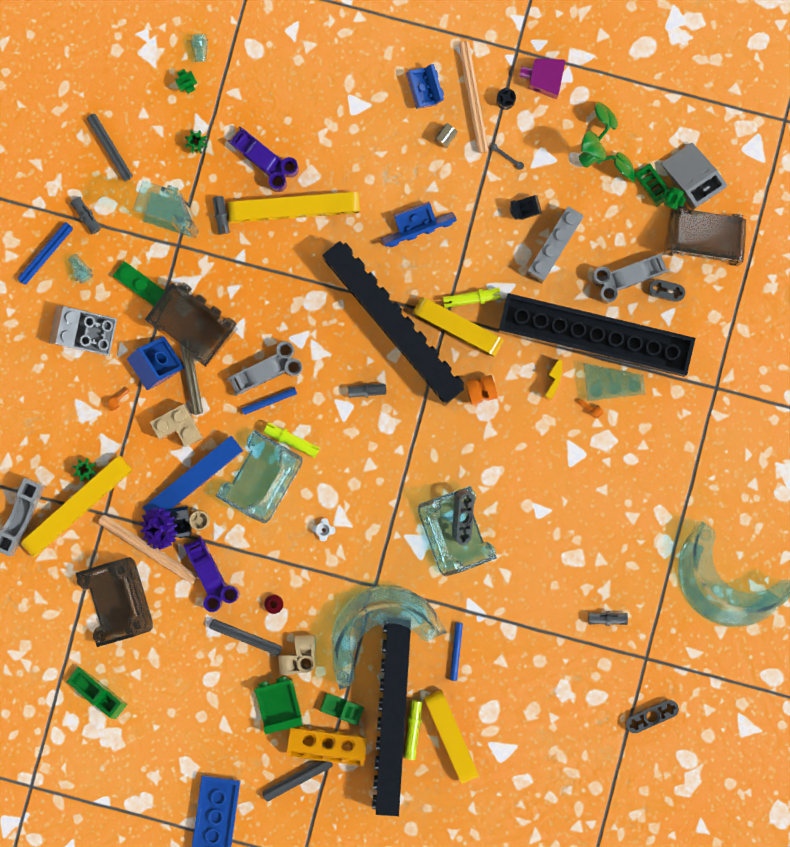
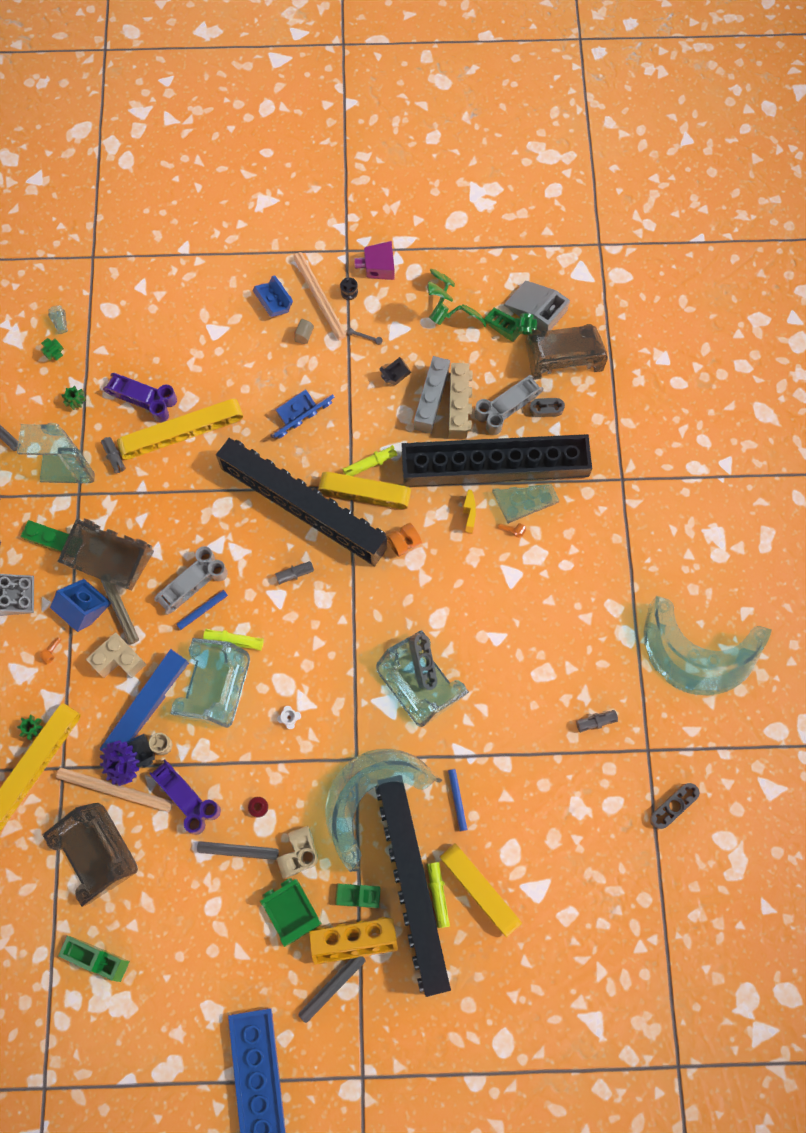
camera: 20 degrees left, 15 degrees down
(579, 261) = (459, 401): none -> tan brick

